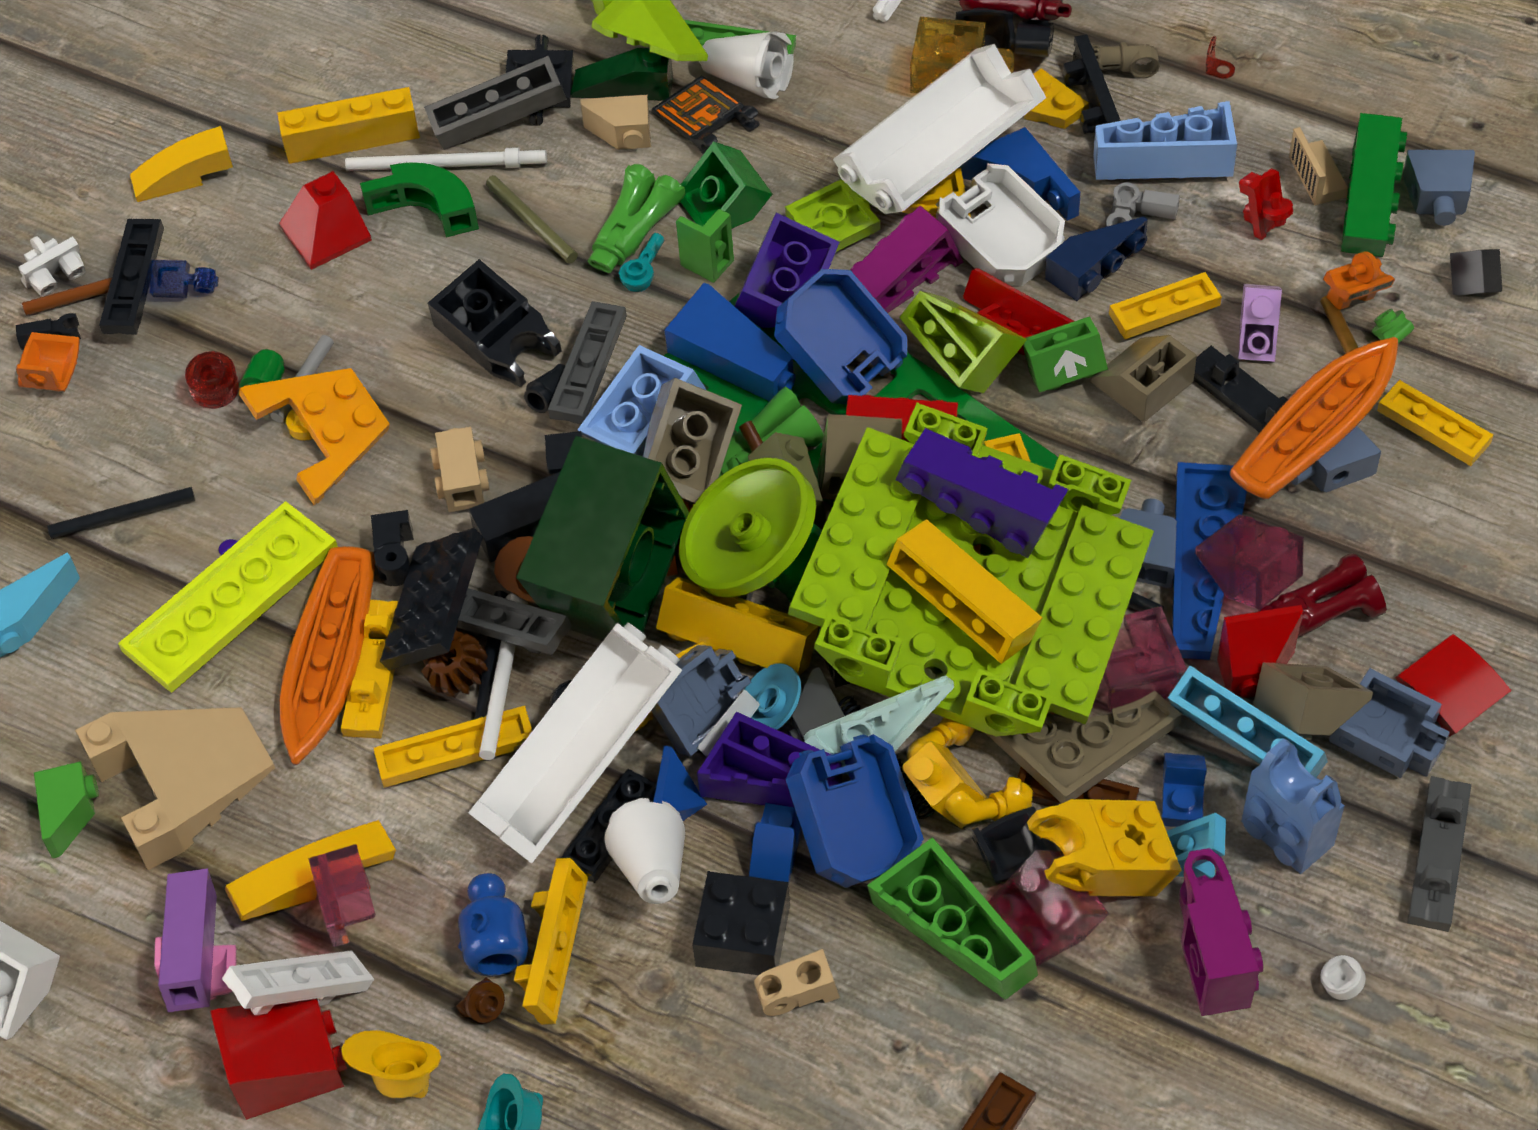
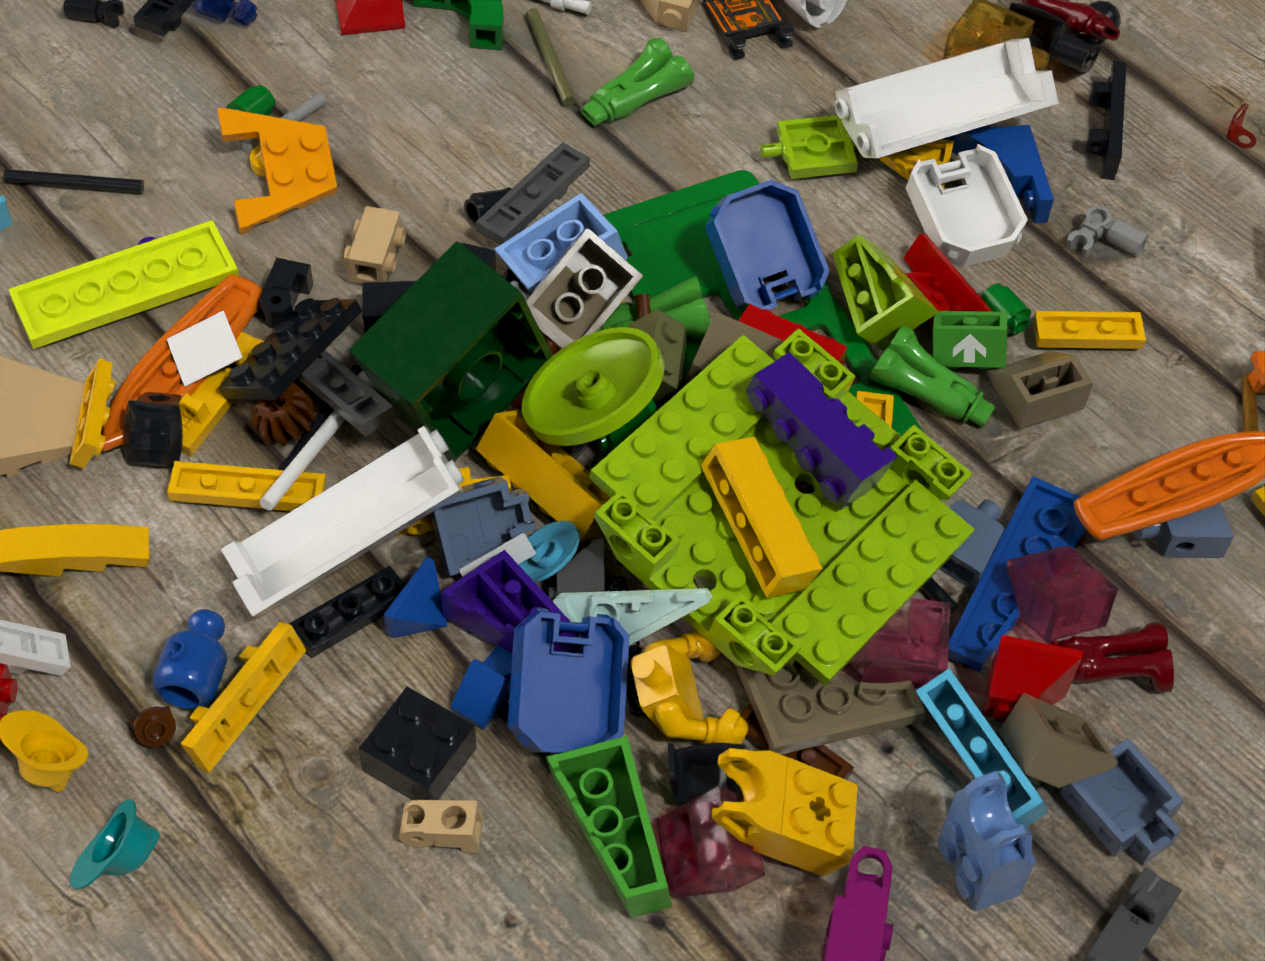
camera: 15 degrees right, 0 degrees up
(48, 361) = (77, 33): orange piece -> none
(210, 366) = (204, 93): clear red wheel -> none
(268, 732) = (92, 414): none -> yellow plate
(338, 726) = (153, 430): none -> black piece
(342, 891) = (70, 573): clear pink panel -> none
(347, 629) = (204, 348): none -> white sticker
(491, 322) = (466, 129): black brick -> none
(638, 273) = (619, 134): teal plate -> none
(648, 847) = (363, 643): white cone -> none
(706, 248) = (690, 130): bright green panel -> none
(724, 182) = (729, 88): green slope -> none
(728, 345) = (665, 222): blue slope -> none
(781, 266) = (745, 163): dark purple slope -> none
(907, 259) = (862, 205): magenta wedge -> none
(1027, 404) = (915, 372): none -> bright green piece
(1060, 107) = (1072, 115): yellow wing -> none
(1080, 306) = (1003, 299): none -> green brick
(1089, 257) = (1040, 261): dark blue slope -> none
(1125, 59) = (1154, 96): dark tan connector -> none
(1168, 146) = (1156, 187): light blue wedge -> none
(1182, 788) = (895, 785): blue slope -> none
(1198, 835) = (884, 834): medium azure slope -> none
(1241, 394) = (1126, 436): black hinge -> none
(1259, 322) = (1171, 376): lavender slope -> none
(1266, 205) = (1226, 270): red hips -> none
(1457, 680) = (1211, 783): red slope -> none

